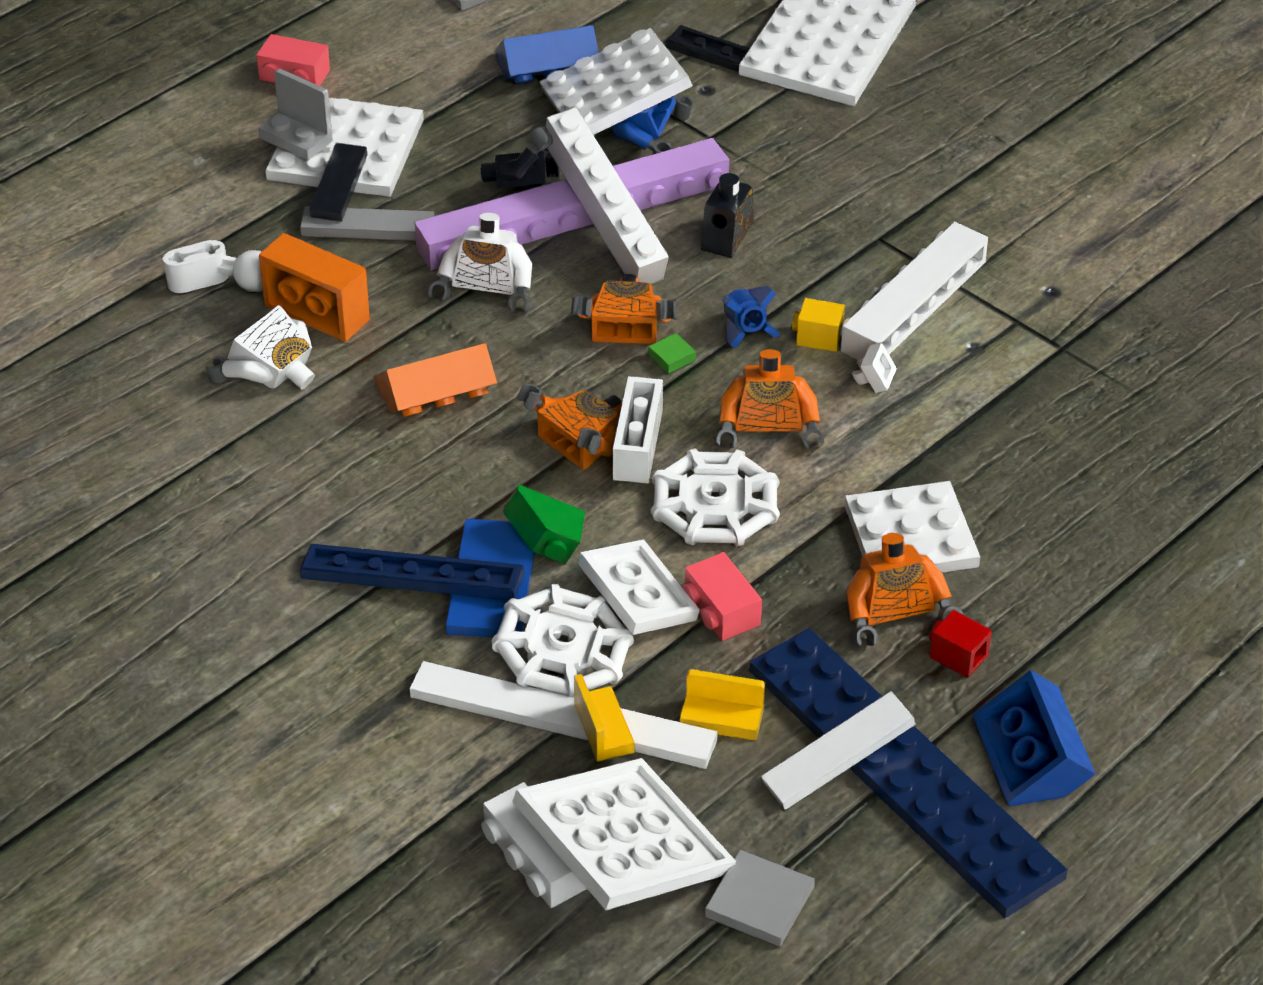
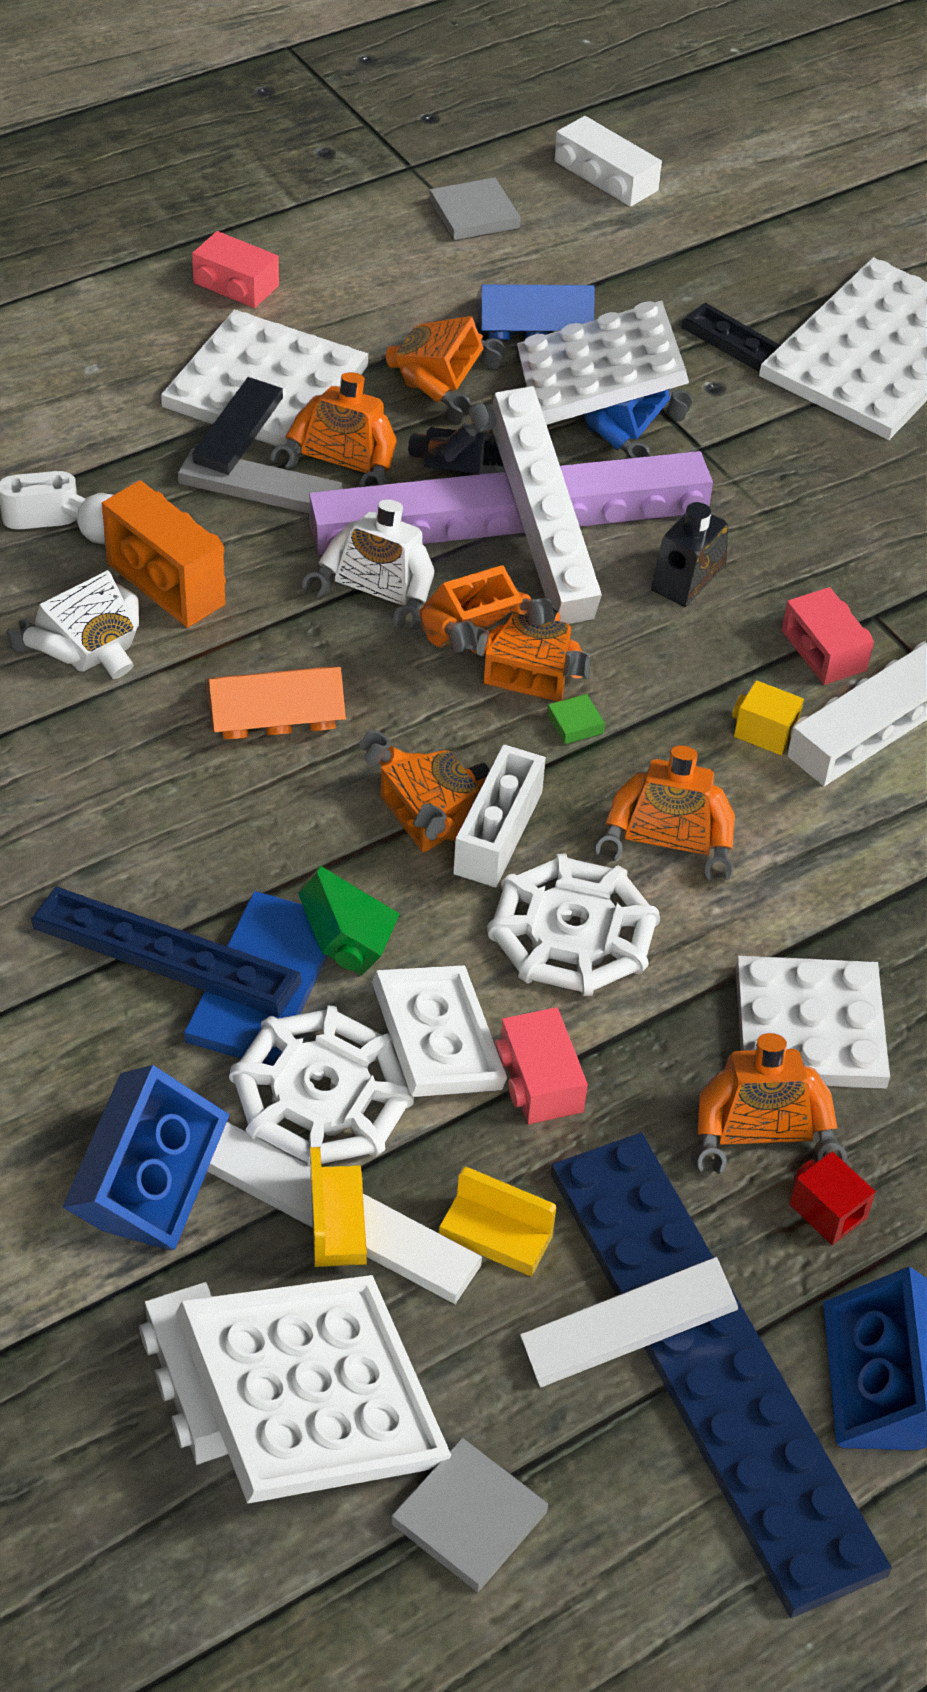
camera: 10 degrees right, 5 degrees up
(302, 117) = (217, 344): light grey bracket -> none
(425, 170) = (343, 430): none -> orange torso
(449, 712) = (147, 1159): none -> blue slope
(484, 102) = (440, 356): none -> orange torso
(571, 279) = (480, 602): none -> orange torso
(747, 313) = (681, 685): blue brick -> none
(848, 258) = (827, 635): none -> coral brick
(875, 368) = (823, 789): white tile -> none

